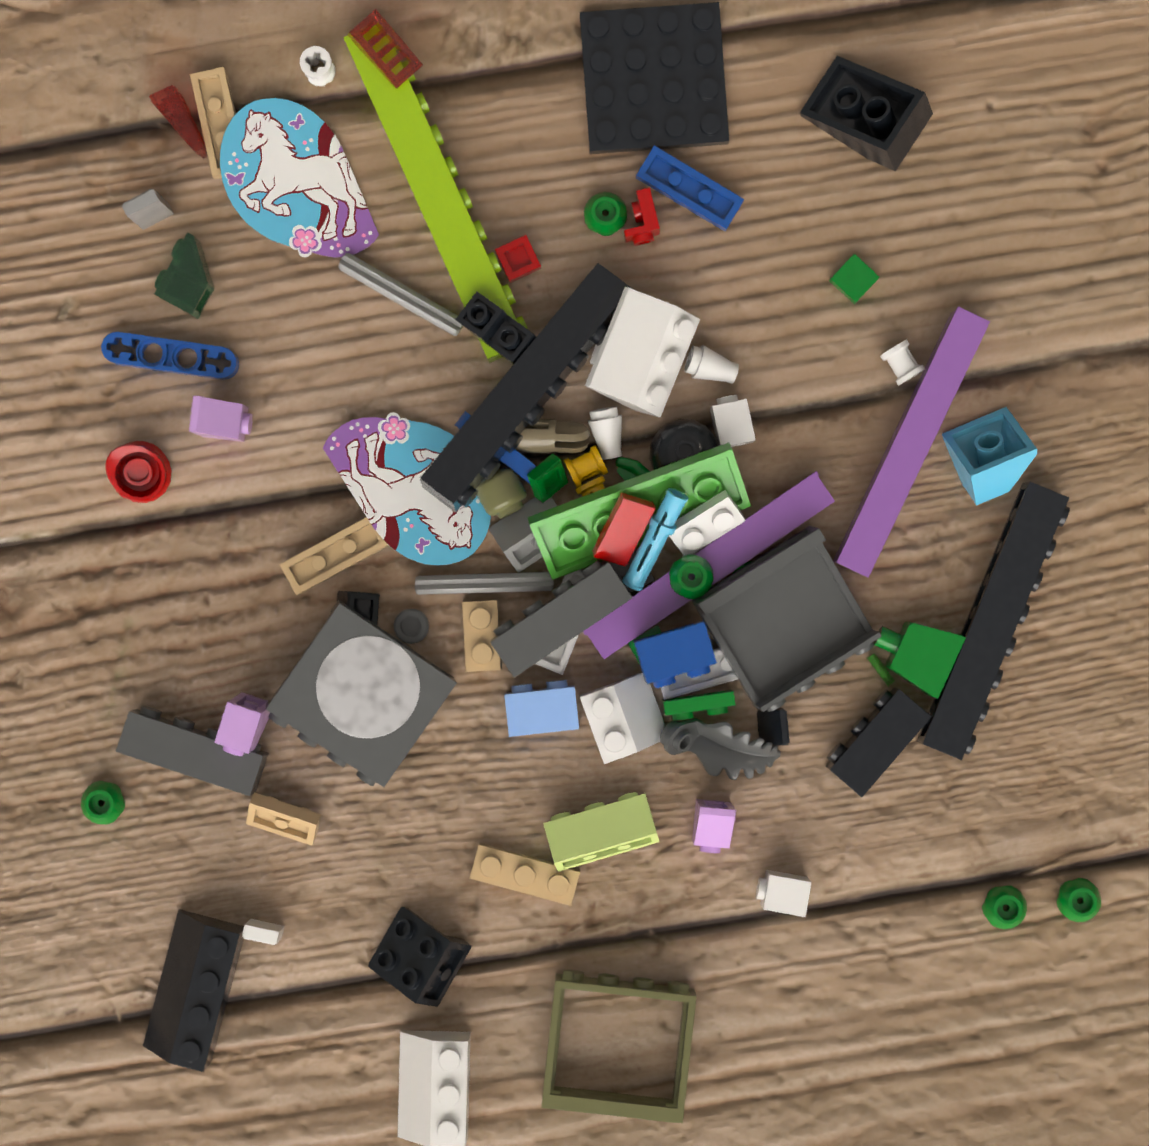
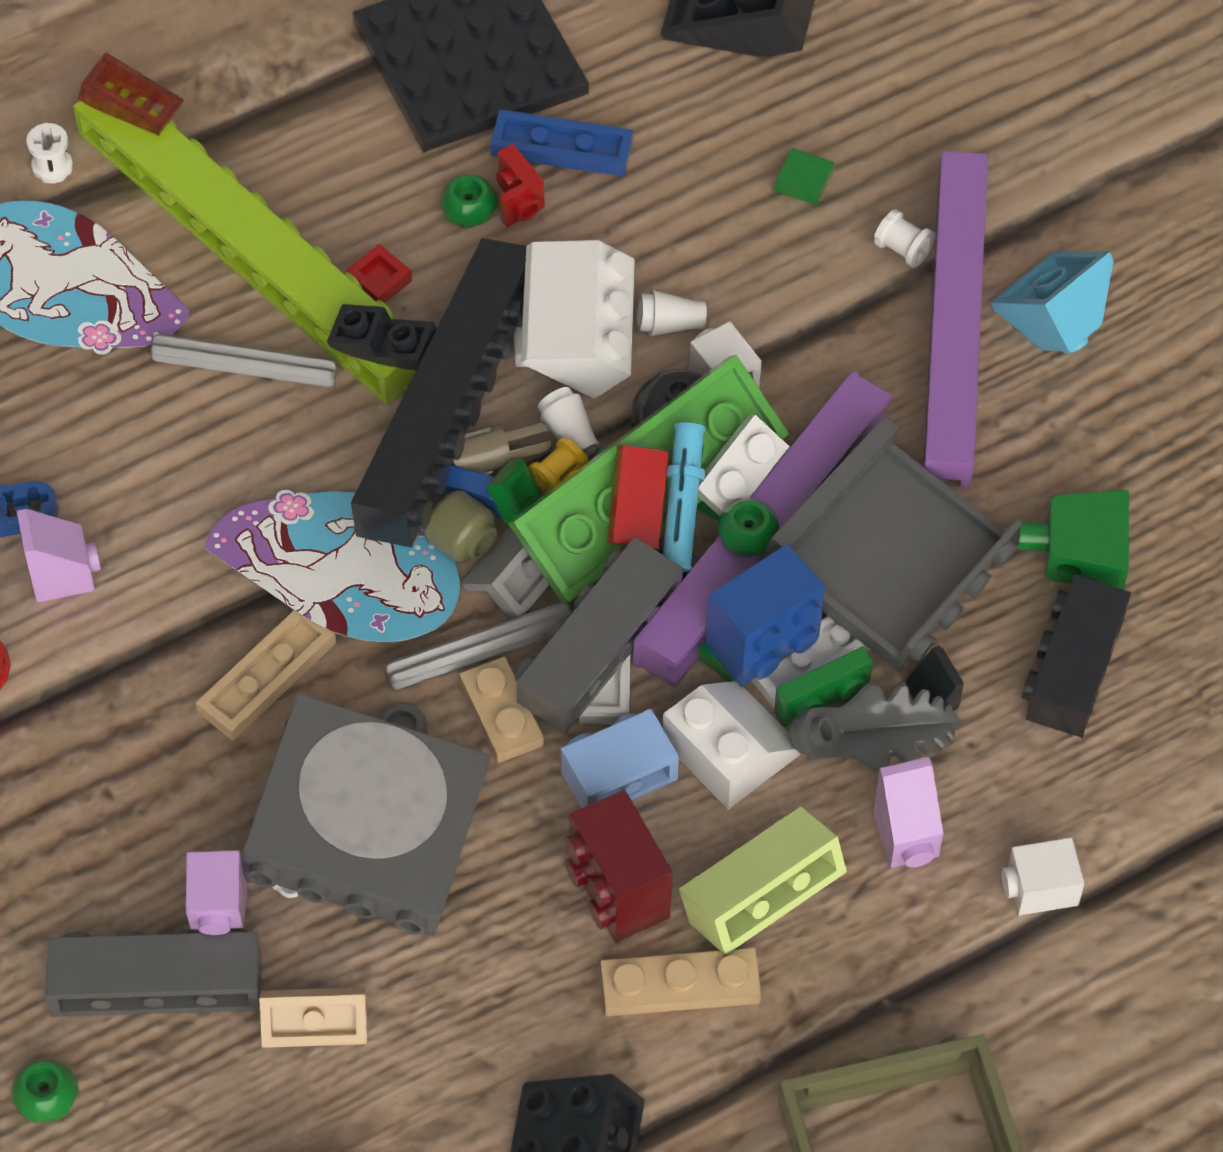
camera: 20 degrees left, 30 degrees down
(510, 795) = (618, 866): none -> dark red brick
(879, 670) = (1024, 574): bright green leg -> none
(994, 618) = (1155, 473): black brick -> none

